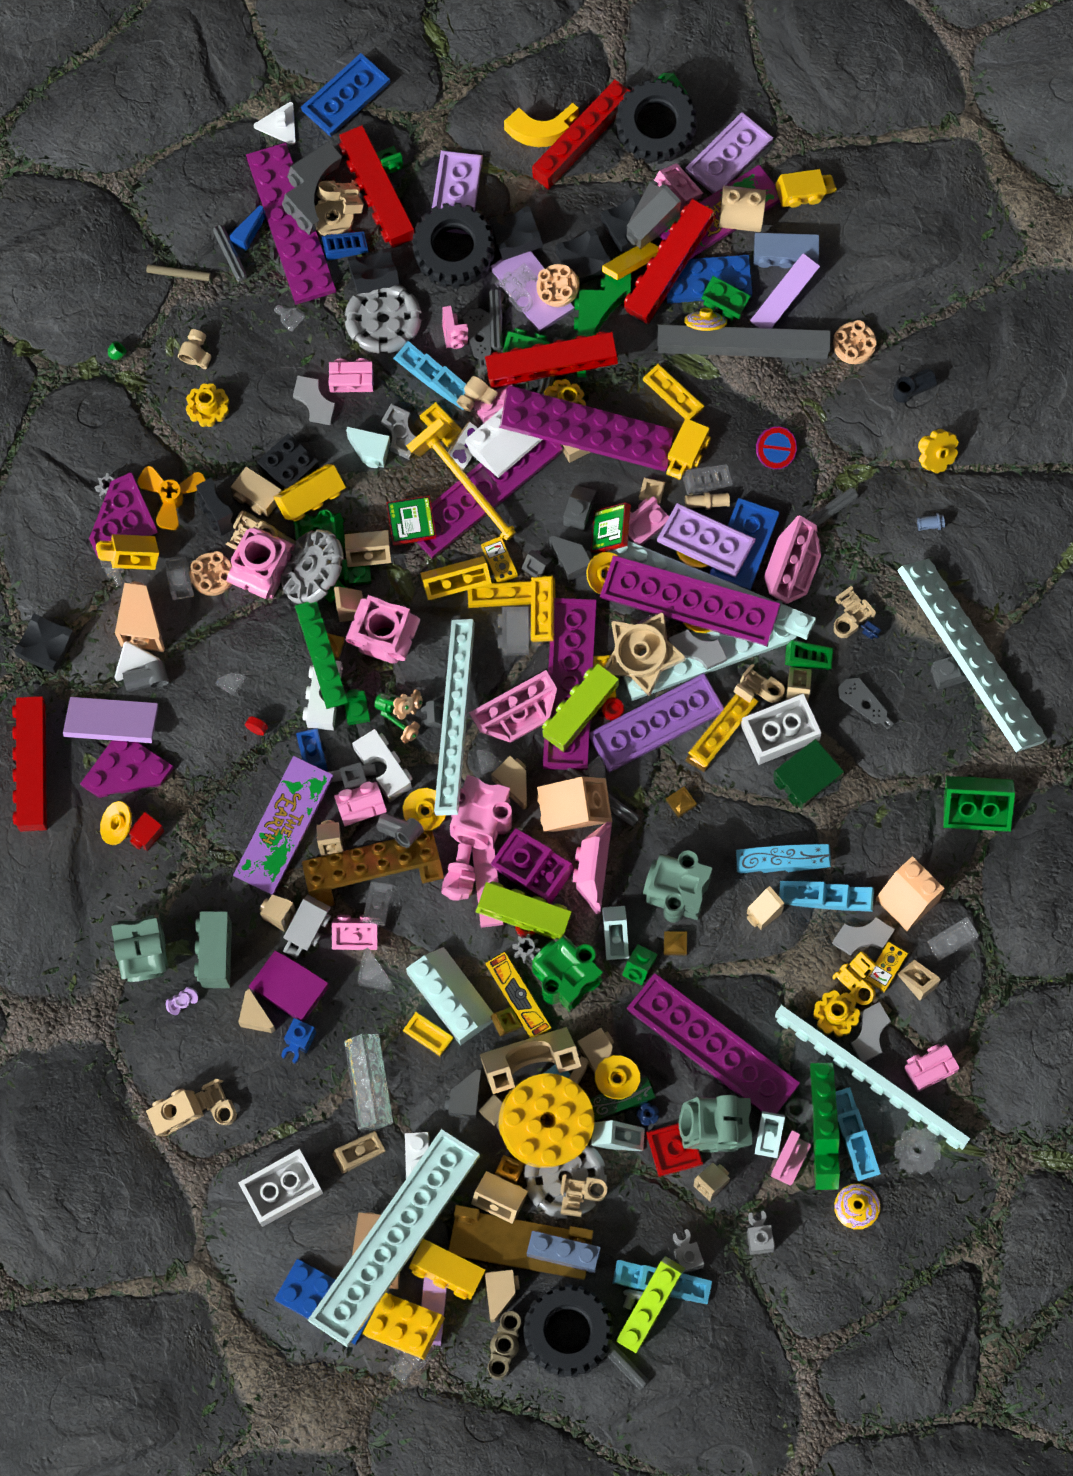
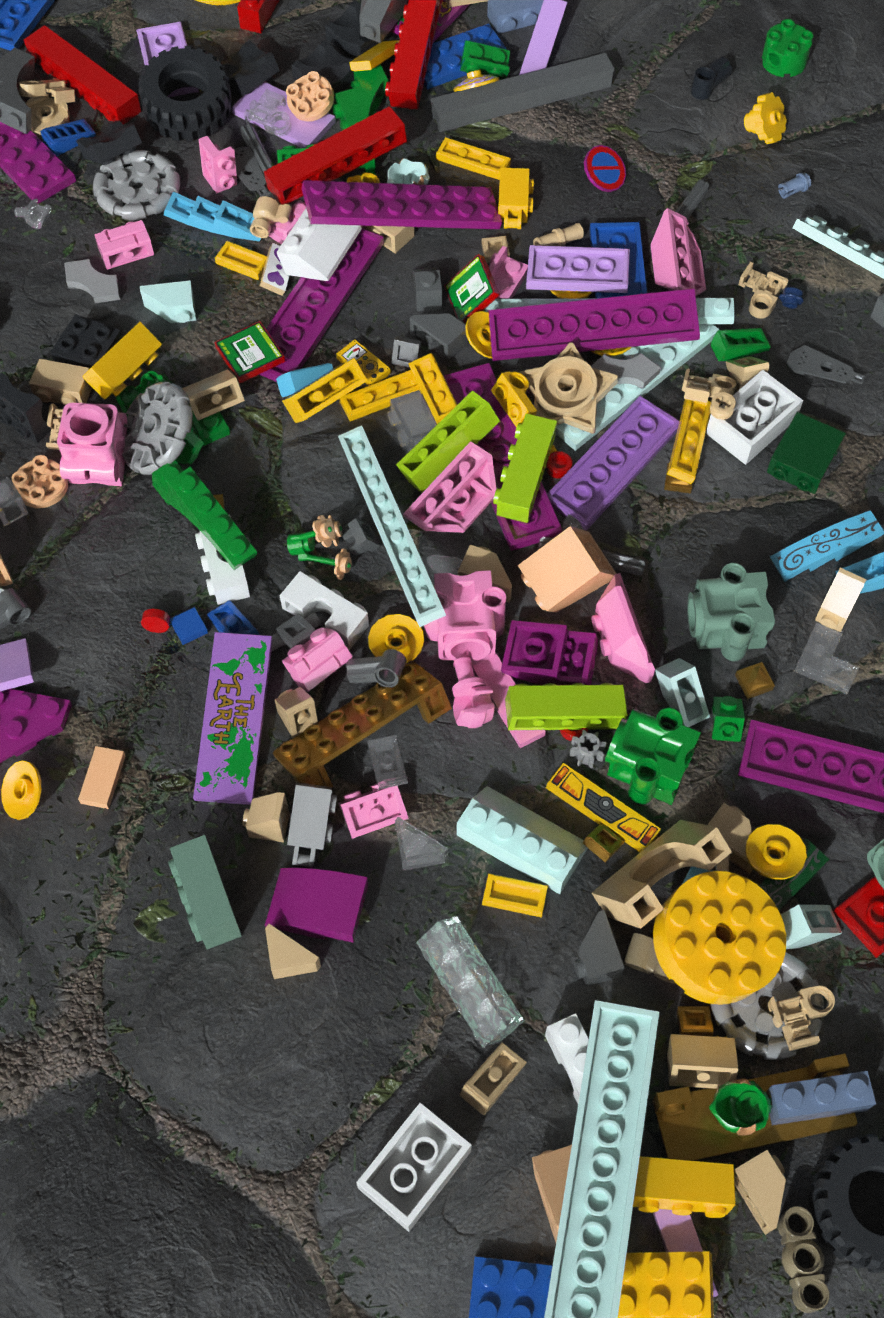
camera: 25 degrees left, 10 degrees down
(140, 948) = (106, 926): sand green piece -> none
(145, 832) = (62, 787): red brick -> none
(175, 833) = (102, 777): none -> light nougat tile
(181, 1000) = (185, 974): lavender piece -> none
(187, 1112) = (248, 1114): tan brick -> none
(215, 1097) = (275, 1082): tan piece -> none
(231, 682) = (107, 587): clear tile -> none
(279, 738) = (188, 626): none -> blue tile
(298, 1038) = (356, 962): blue brick -> none
(347, 602) = (214, 455): tan slope -> none
(356, 707) = (267, 562): green bracket -> none
(377, 614) = (265, 462): bright pink piece -> none
(391, 163) = (91, 47): green bracket -> none
(396, 421) = (207, 287): light grey tile -> none
(430, 439) = (238, 264): yellow tile -> none
(438, 561) = (298, 379): none -> medium azure slope
(508, 1236) = (741, 1106): none -> green hair
(528, 662) = (465, 423): none -> lime brick
(597, 644) = (510, 393): none -> yellow plate
(607, 395) = (408, 173): none -> light aqua hair
(647, 1120) = (821, 891): dark blue plate -> none
(681, 802) = (682, 530): pearl gold tile -> none
(700, 487) = (532, 224): clear slope -> none
(730, 948) = (820, 664): none -> clear tile
(753, 707) = (724, 398): none -> tan bush
(854, 342) = (632, 63): light nougat tile -> none
(994, 381) = (786, 49): none -> green brick

